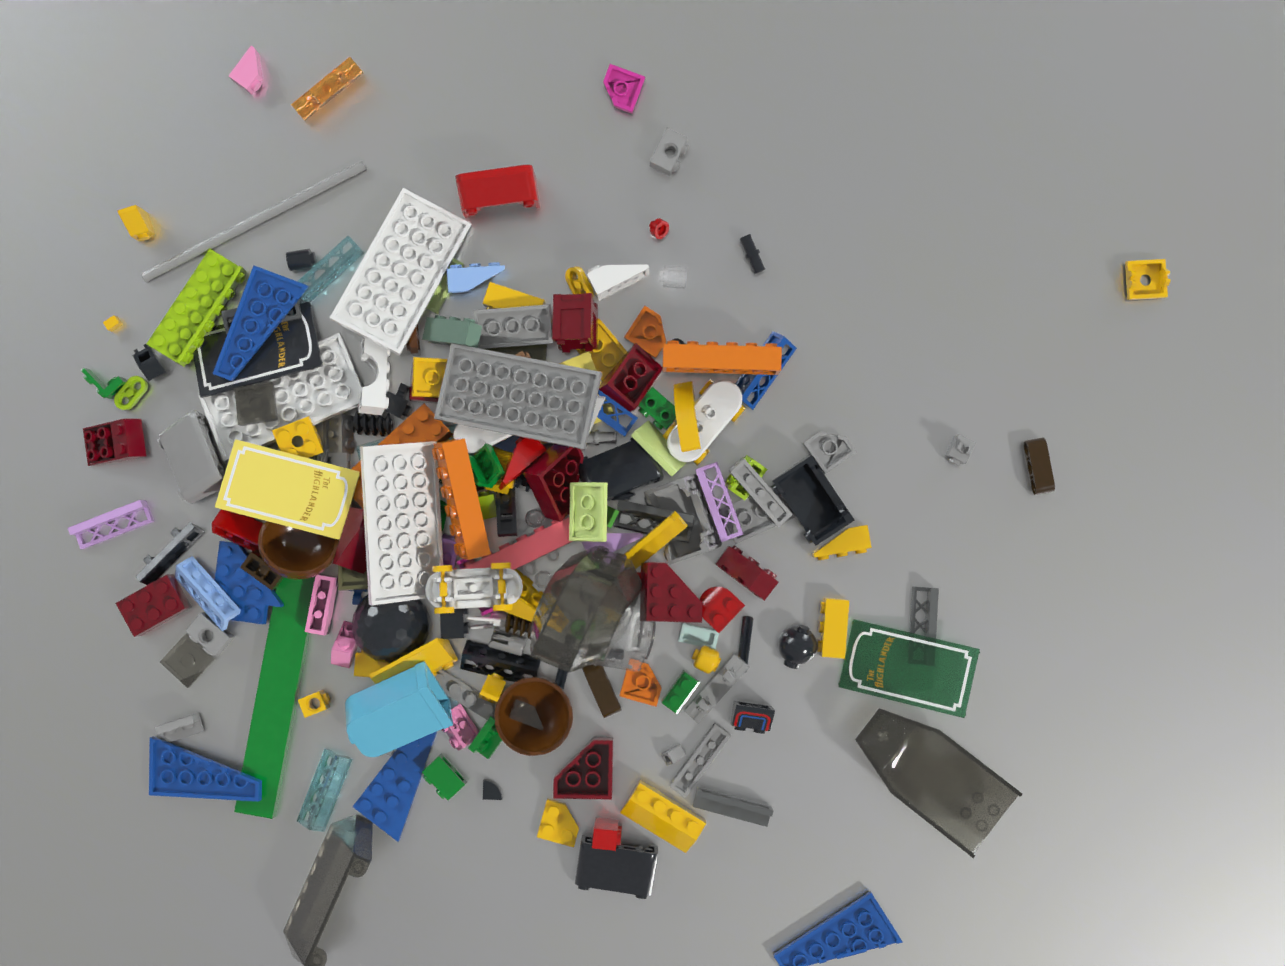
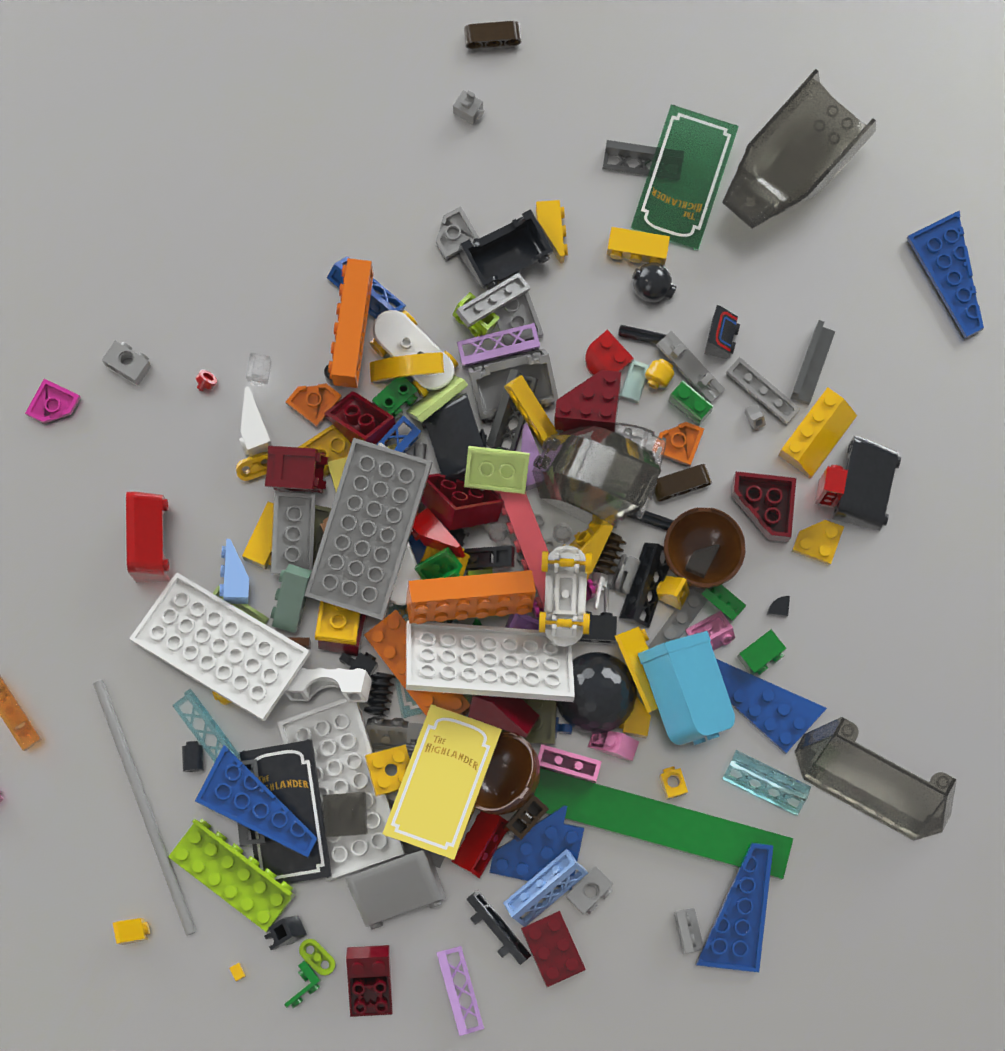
camera: 85 degrees left, 10 degrees down
(187, 661) = (616, 920): clear smoke tile -> none
(747, 572) = (575, 321): dark red brick -> none
(752, 253) = (244, 289): black pin -> none

